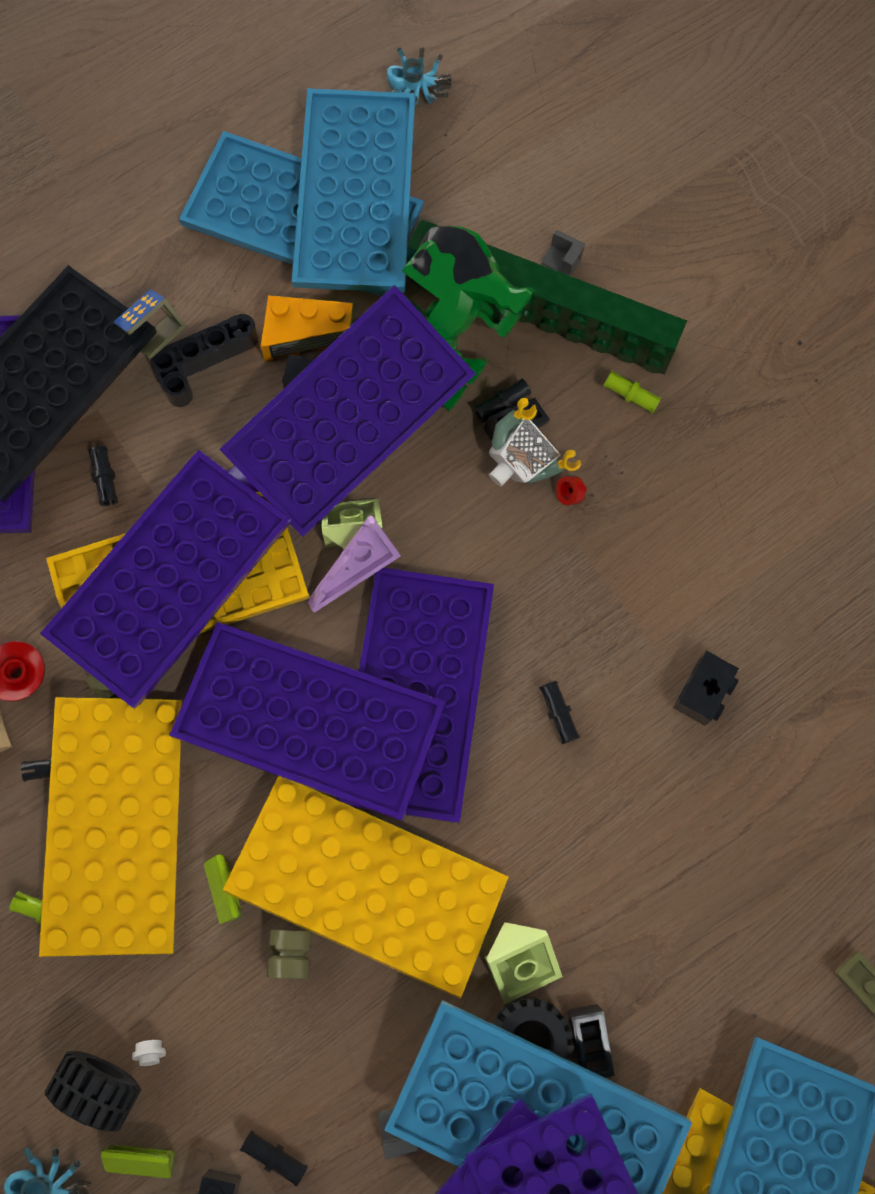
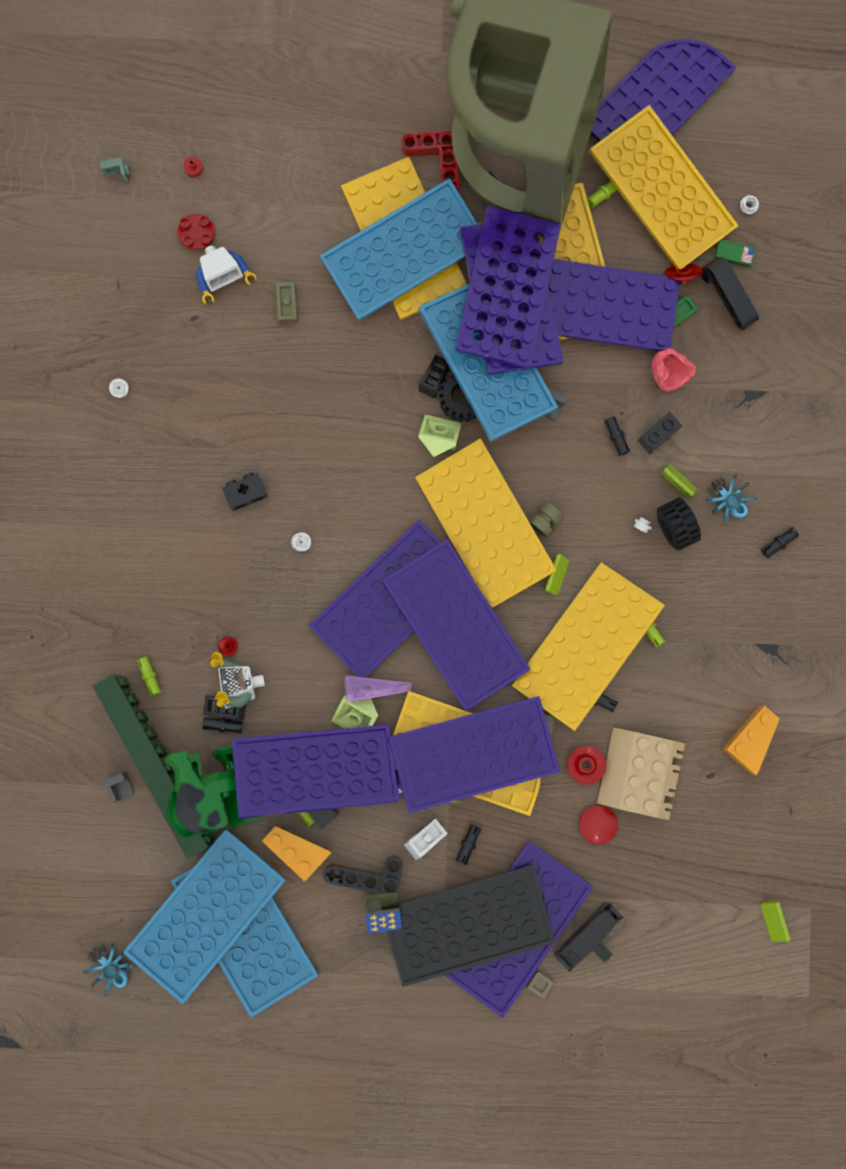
camera: 140 degrees left, 10 degrees up
(159, 438) = (425, 839): none -> white plate
(559, 712) = (327, 536): black pin -> none
(586, 680) = (301, 542): none -> white tile

